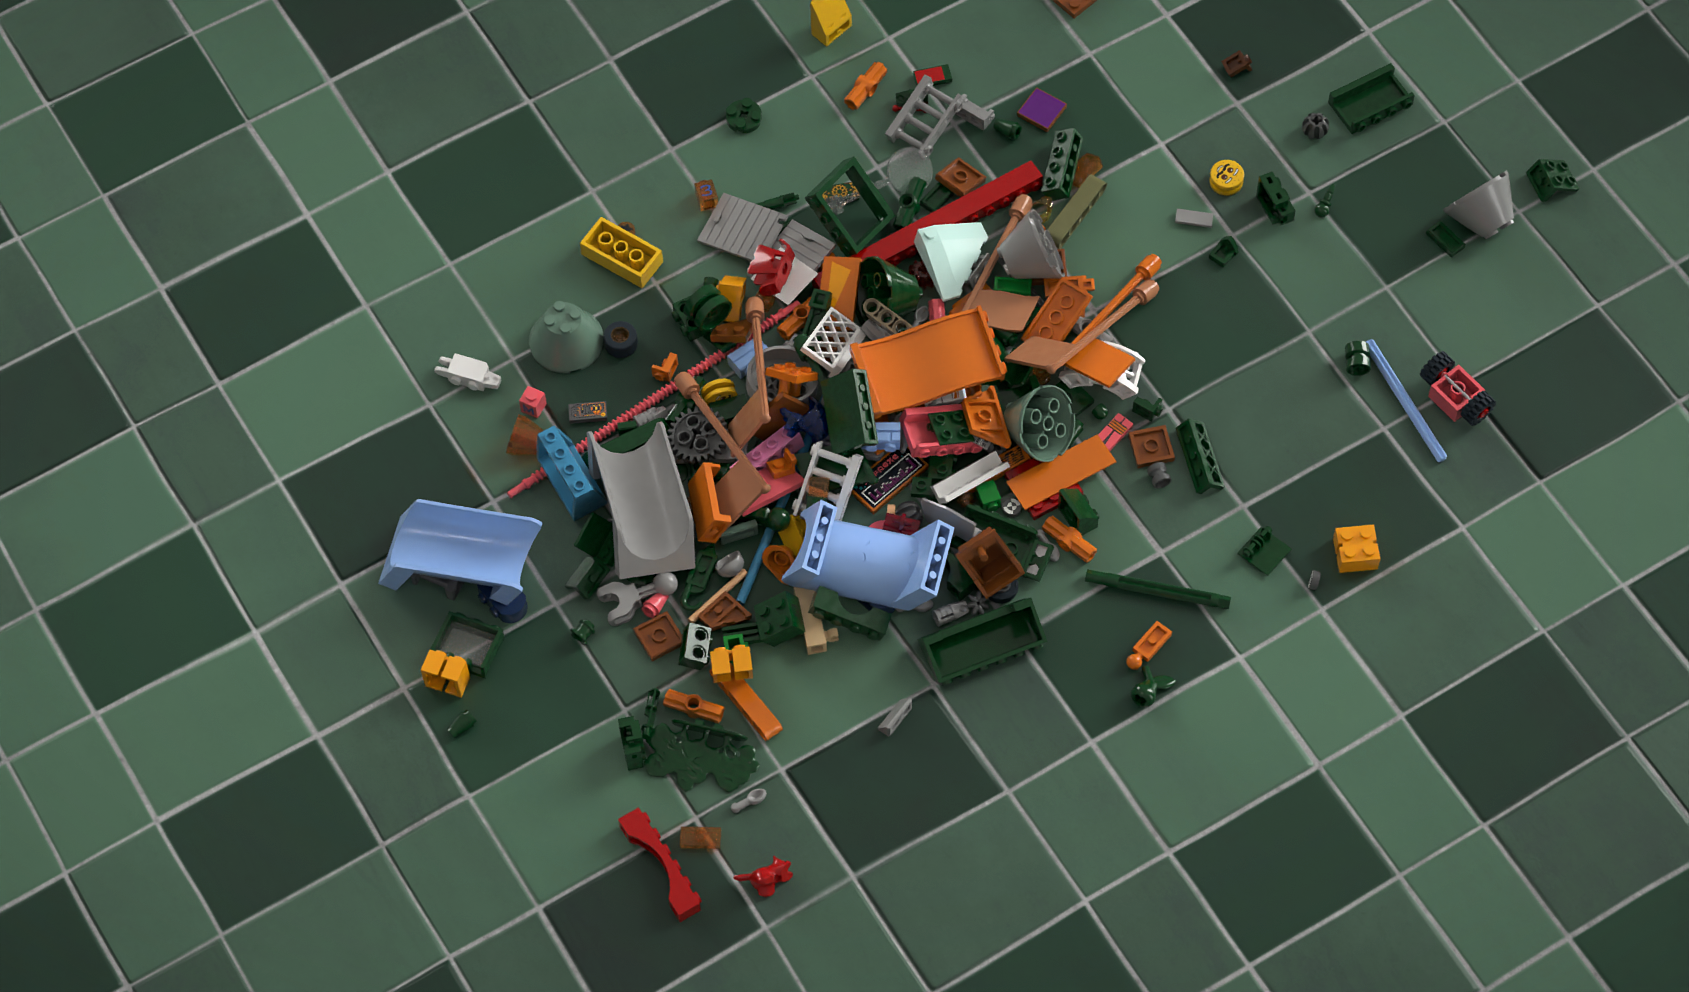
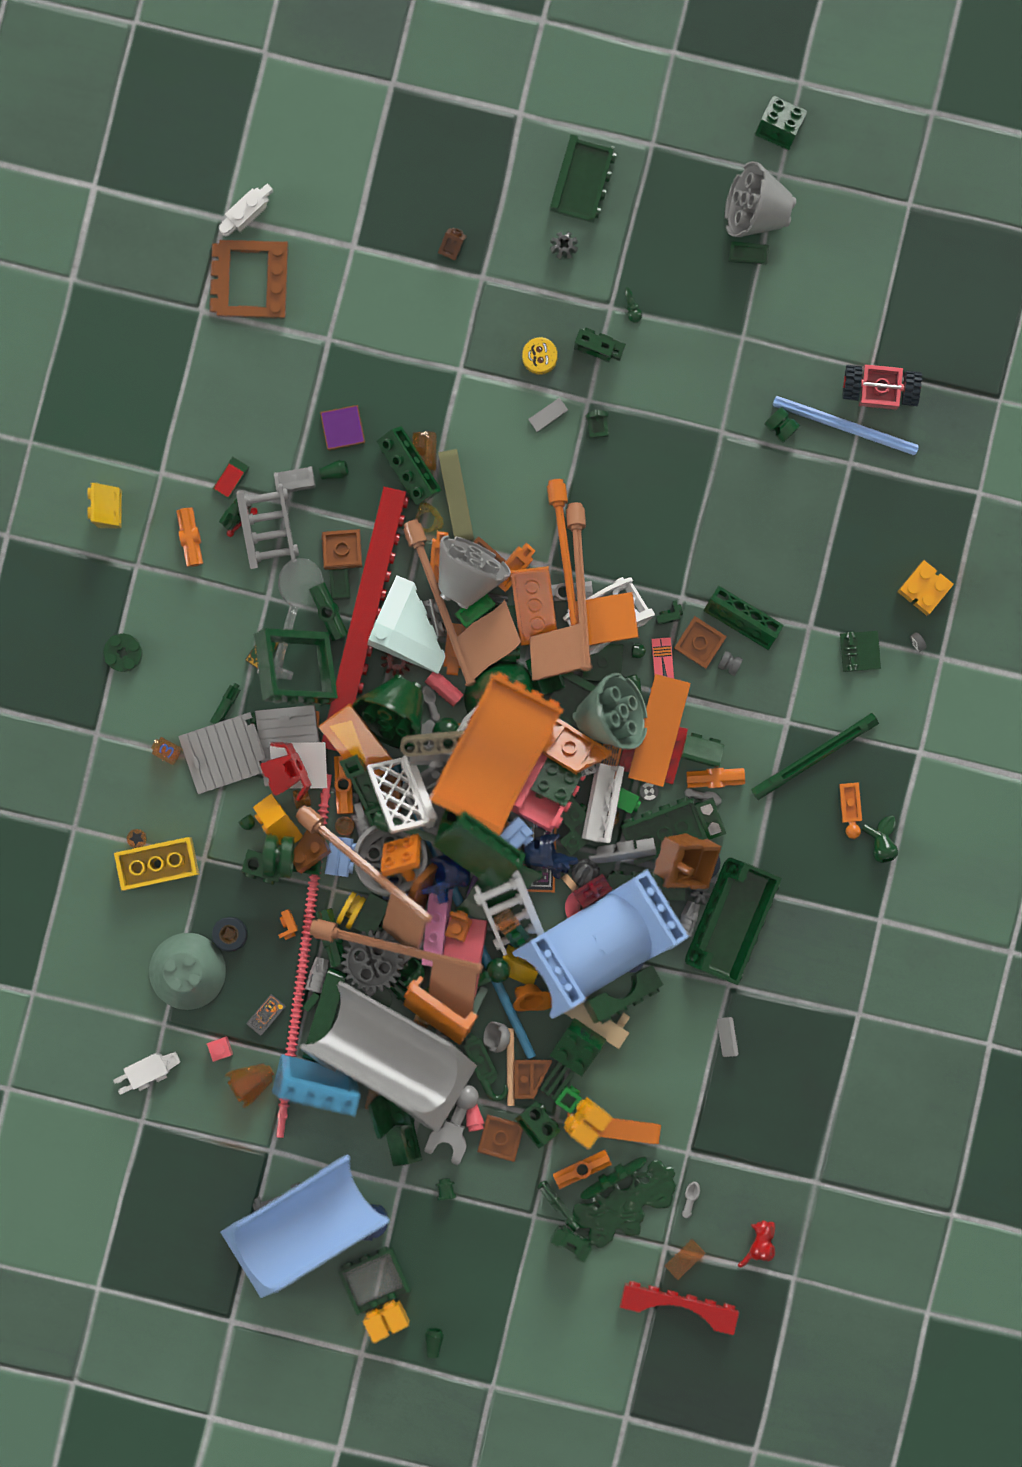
camera: 40 degrees left, 25 degrees up
(775, 338) = (342, 824): none -> clear orange wheel
(893, 472) = (542, 853): none -> dark blue piece

